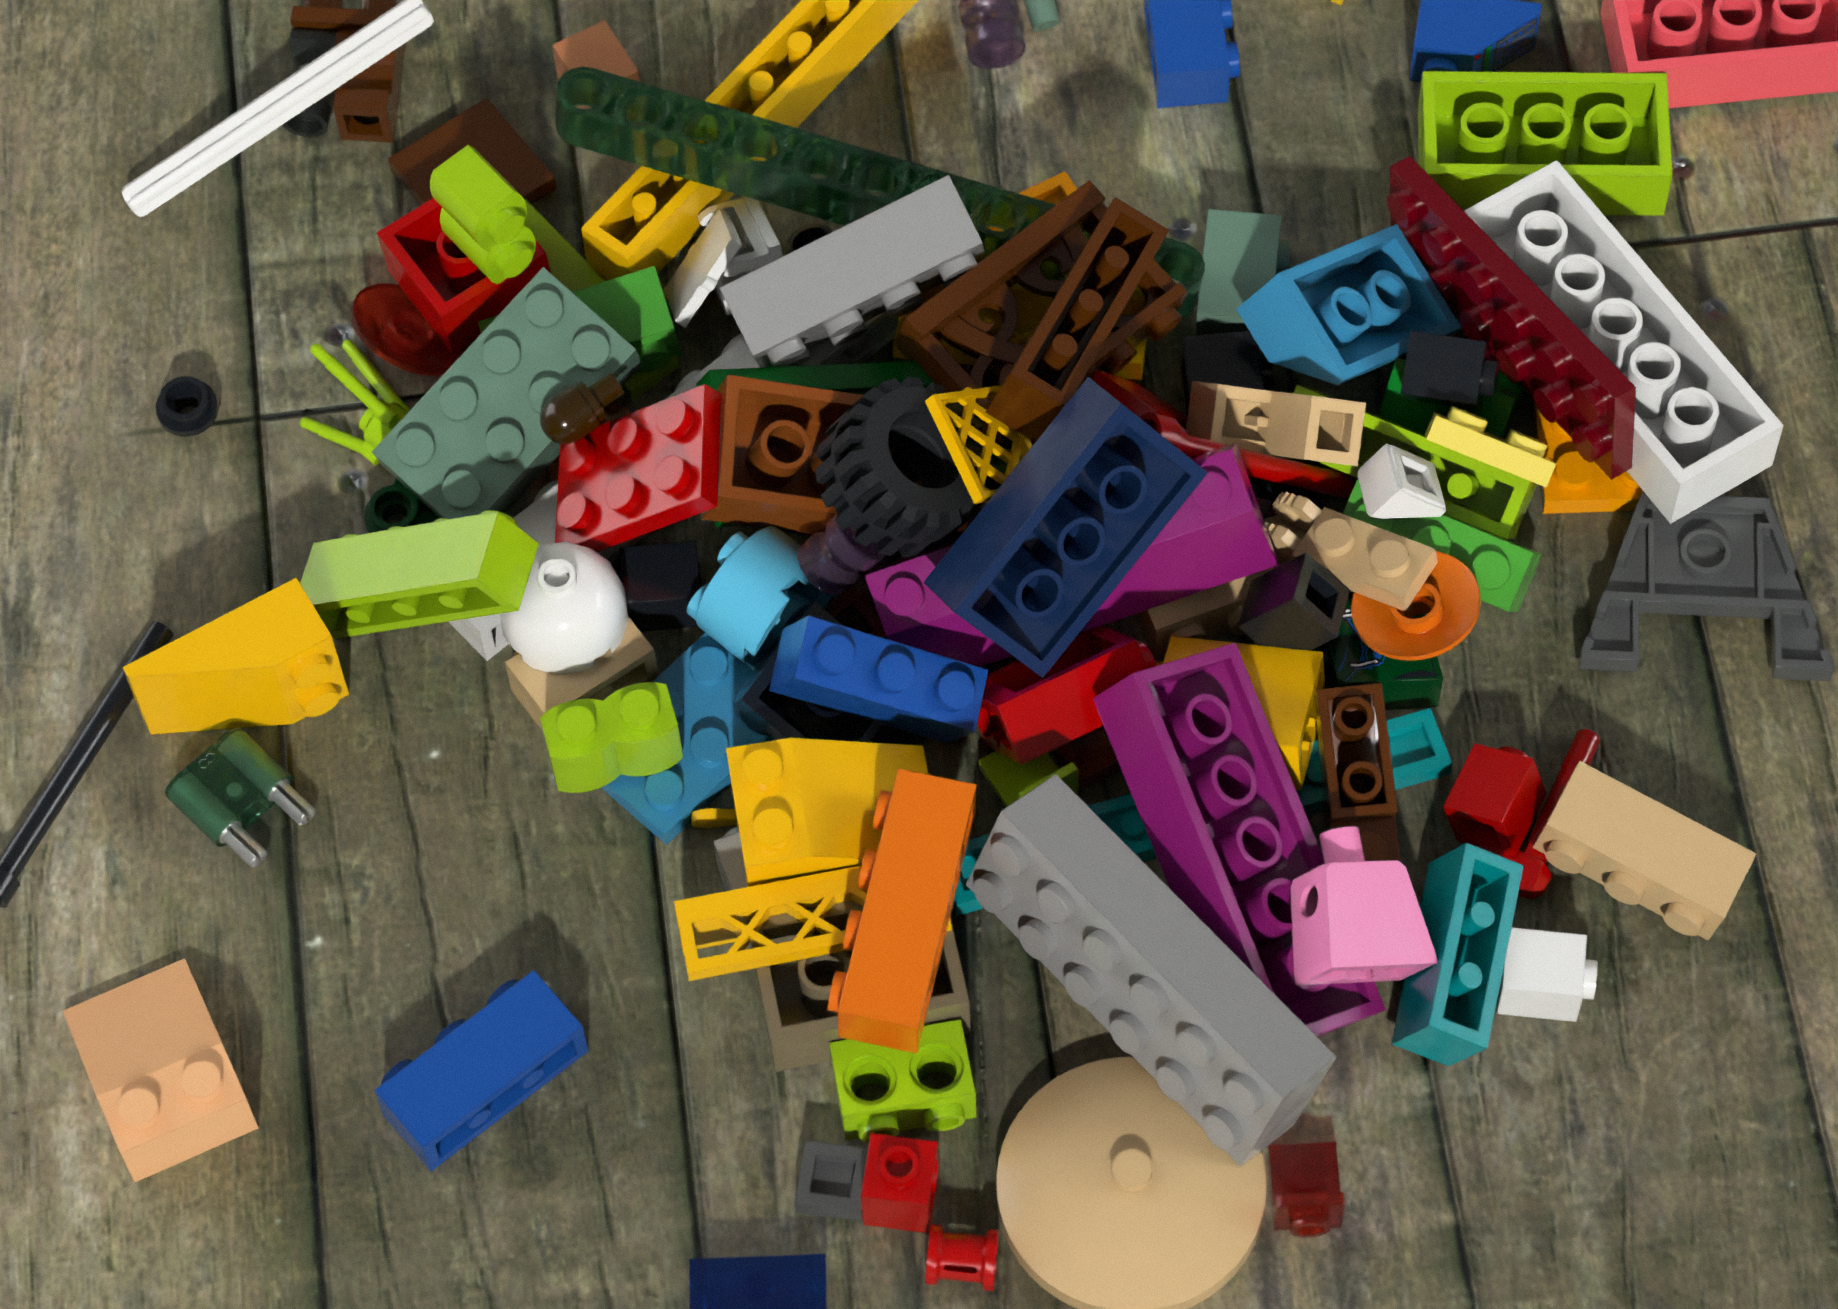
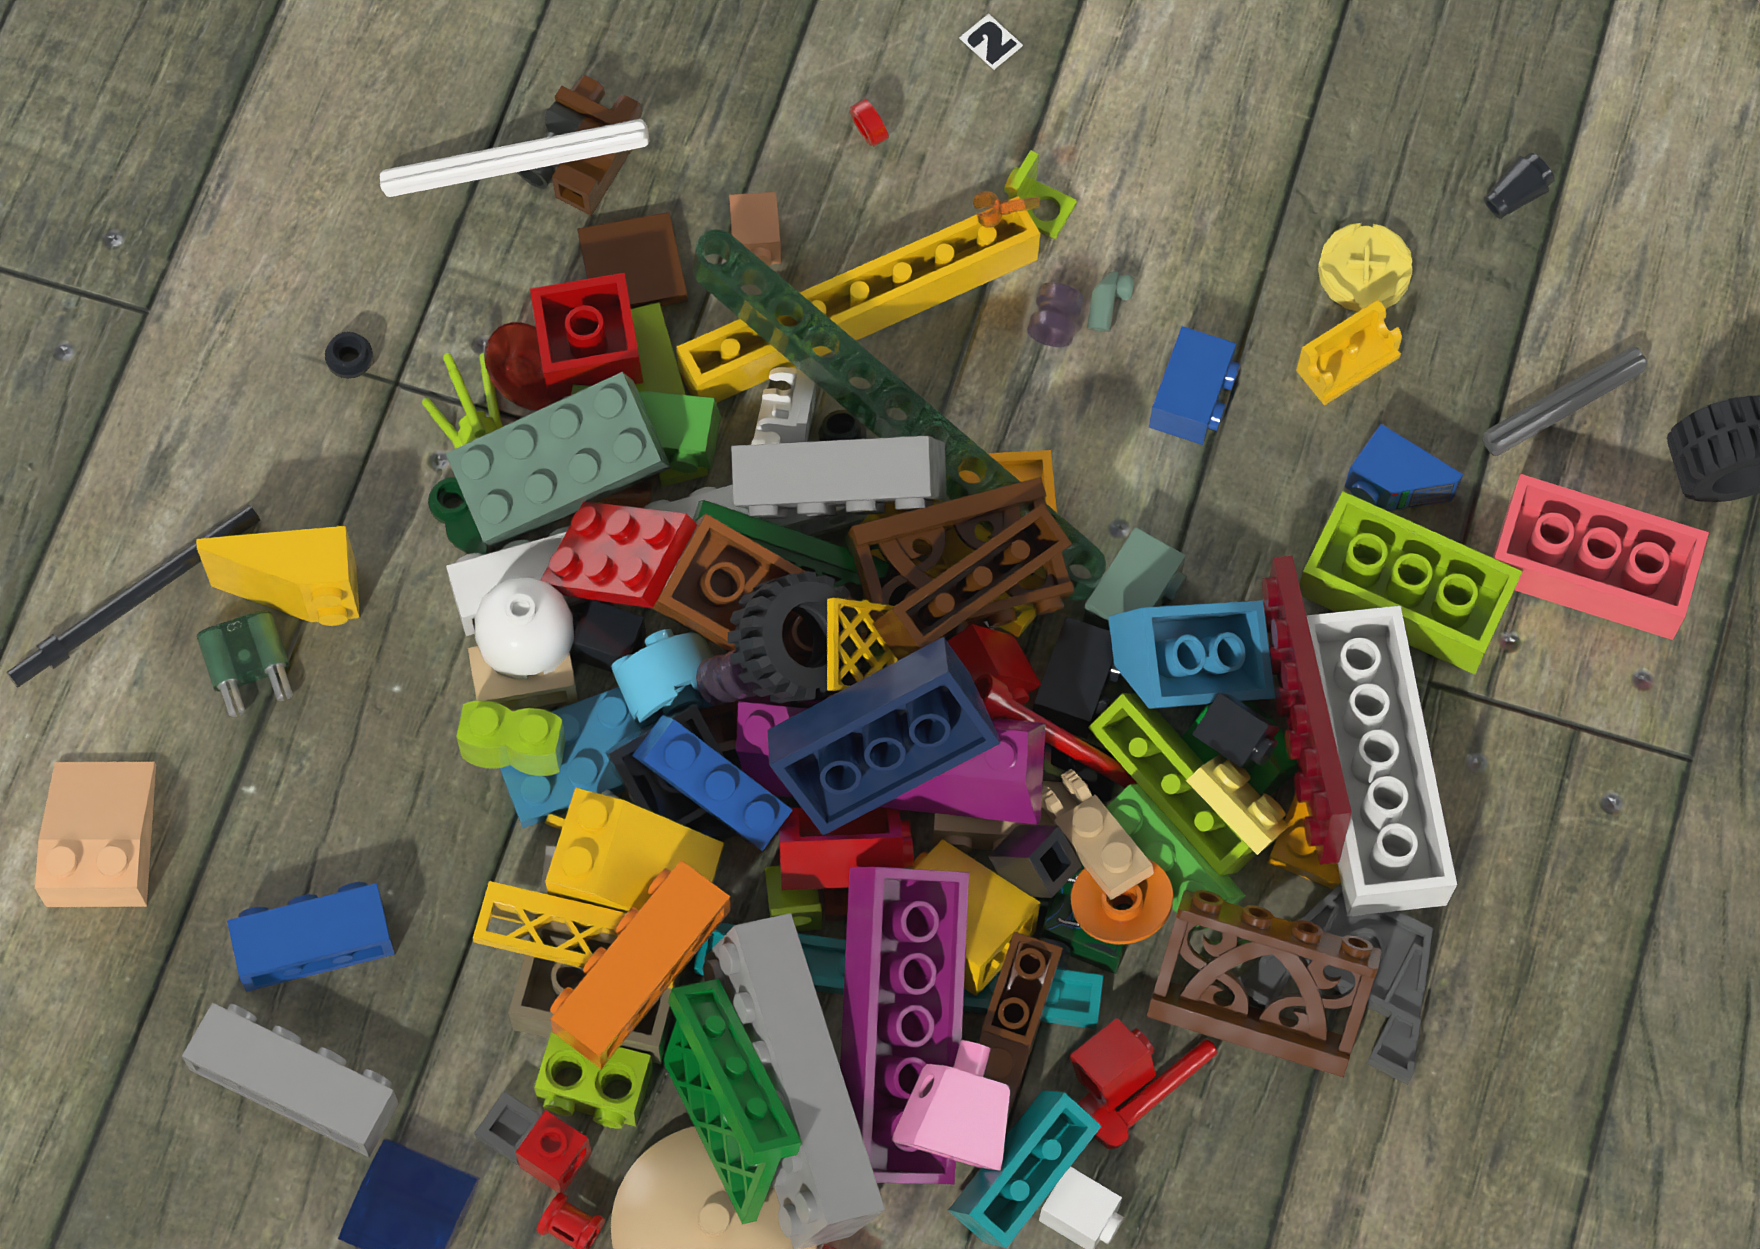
camera: 20 degrees right, 5 degrees up
(419, 574) = (434, 558): lime brick -> none
(483, 215) = (599, 314): lime brick -> none
(540, 1240) = (291, 1078): none -> light grey brick
(578, 409) = (598, 488): dark brown cylinder -> none
(702, 267) = (750, 412): white piece -> none
(1098, 995) = (728, 1095): none -> green fence
(1277, 422) = (1097, 718): tan brick -> none
(1400, 485) = (1157, 804): white slope -> none
(1644, 852) = (1197, 1153): tan brick -> none
(1690, 682) = (1290, 942): none -> reddish brown fence

